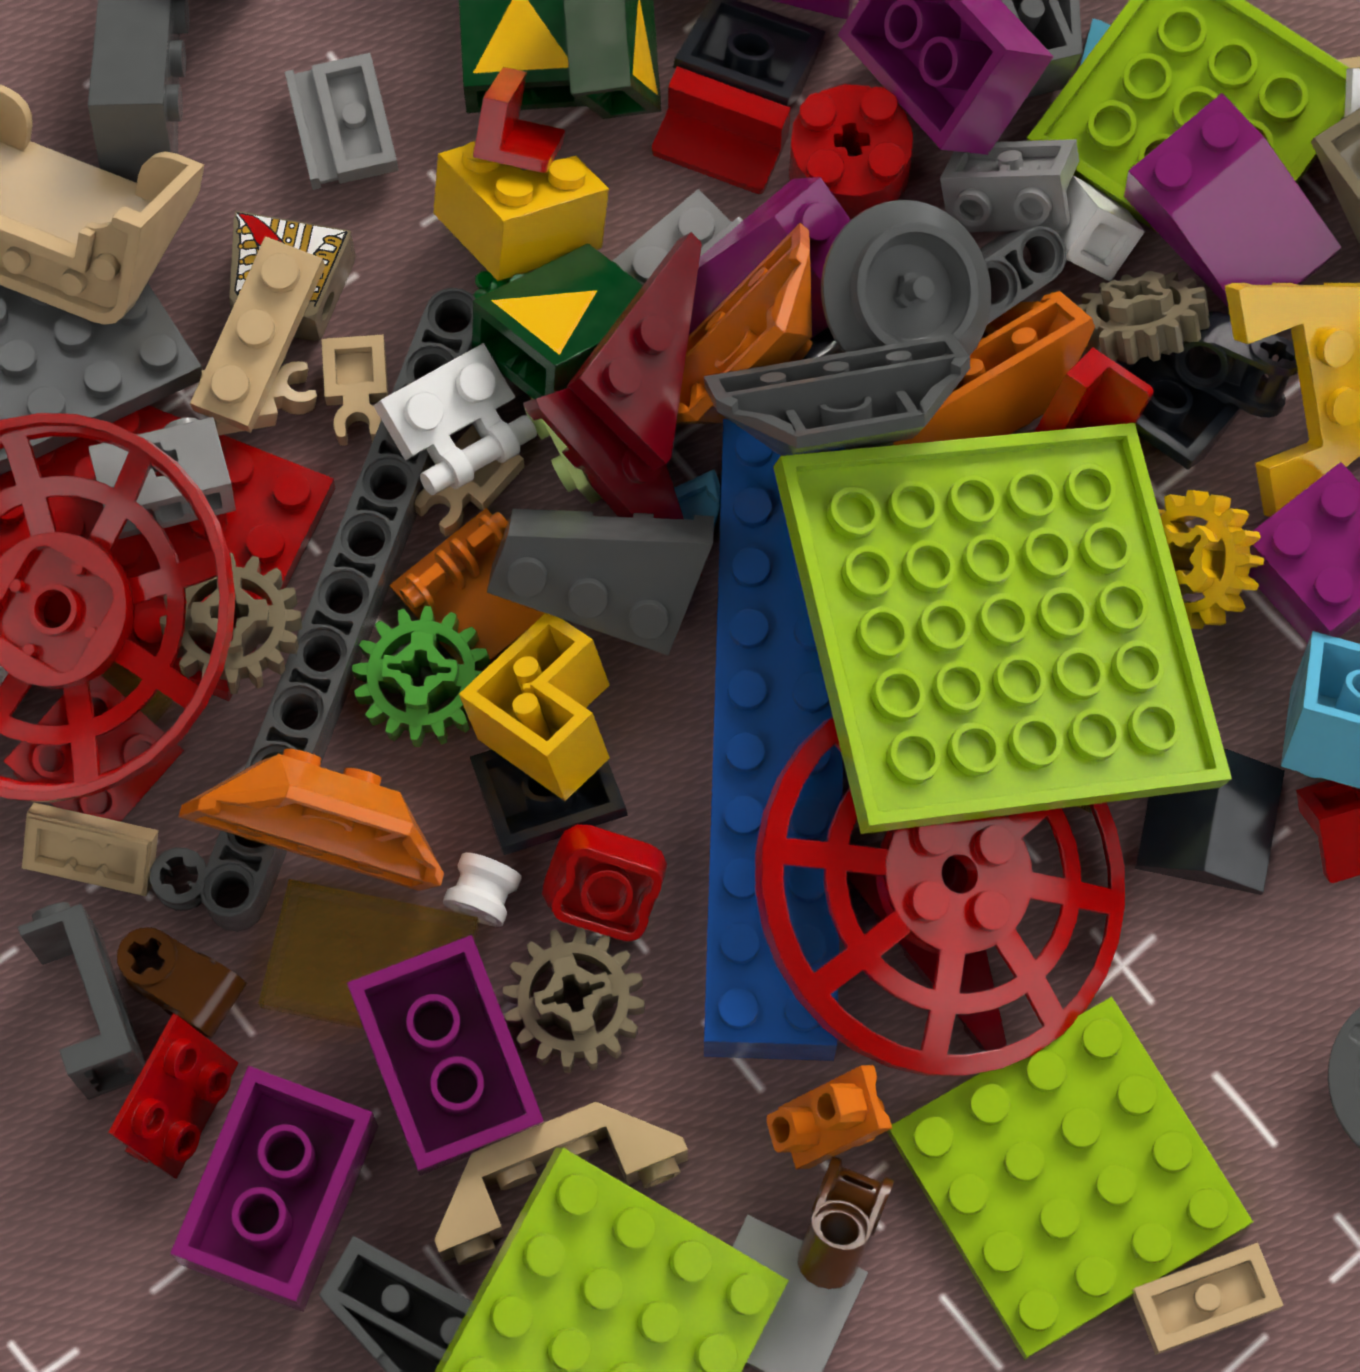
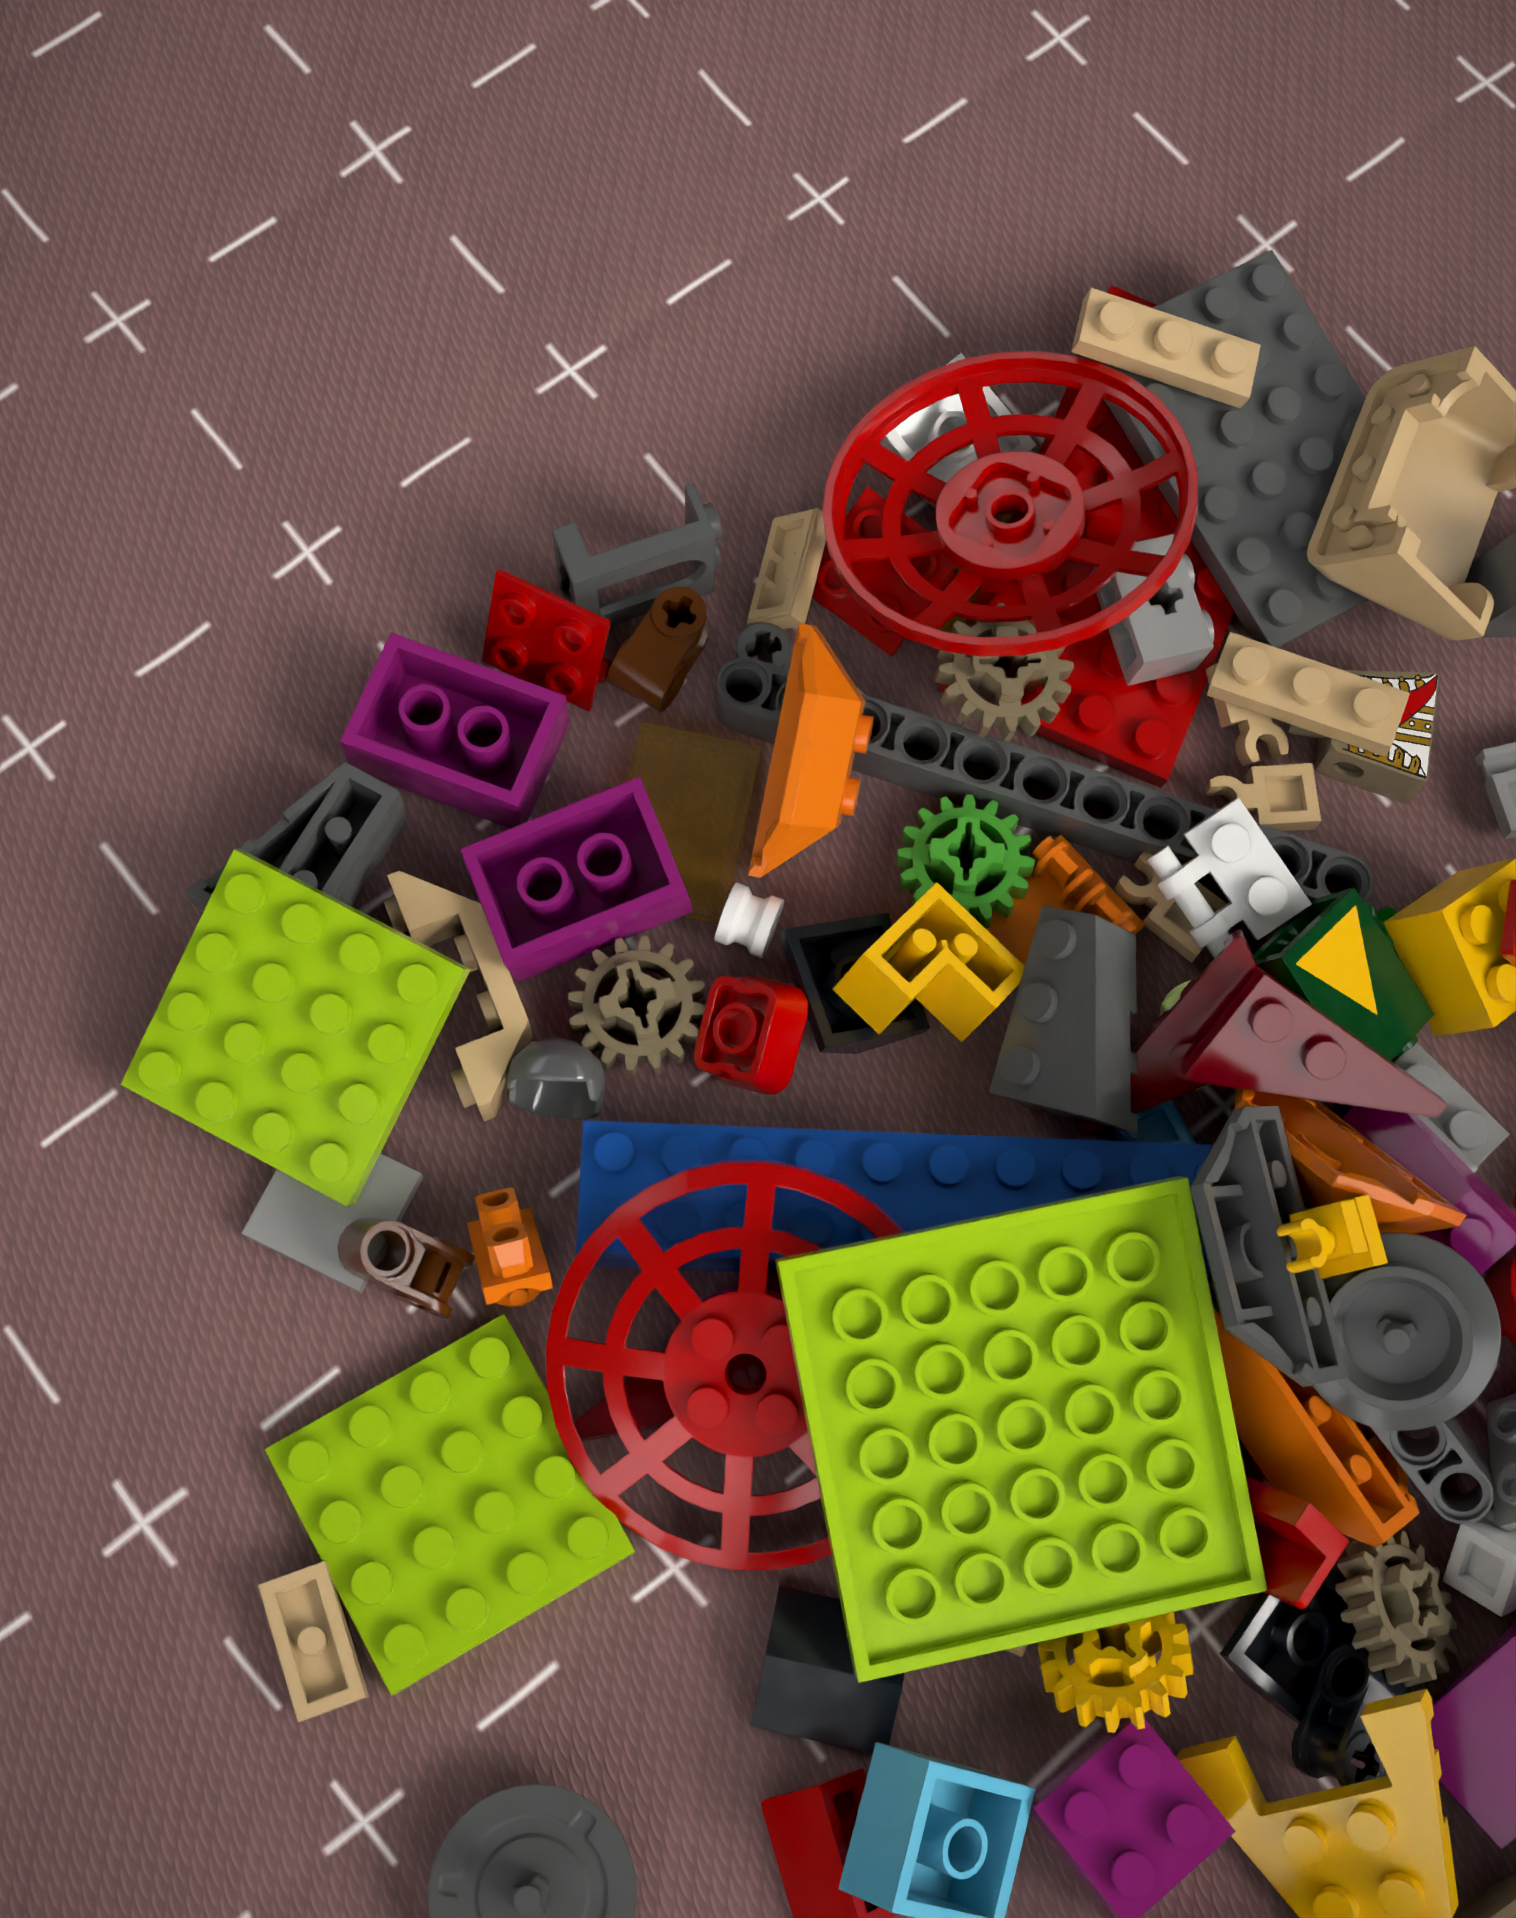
camera: 85 degrees right, 0 degrees up
(652, 1074) = (557, 1080): none -> dark grey hair
(832, 331) = (1335, 1238): none -> yellow piece

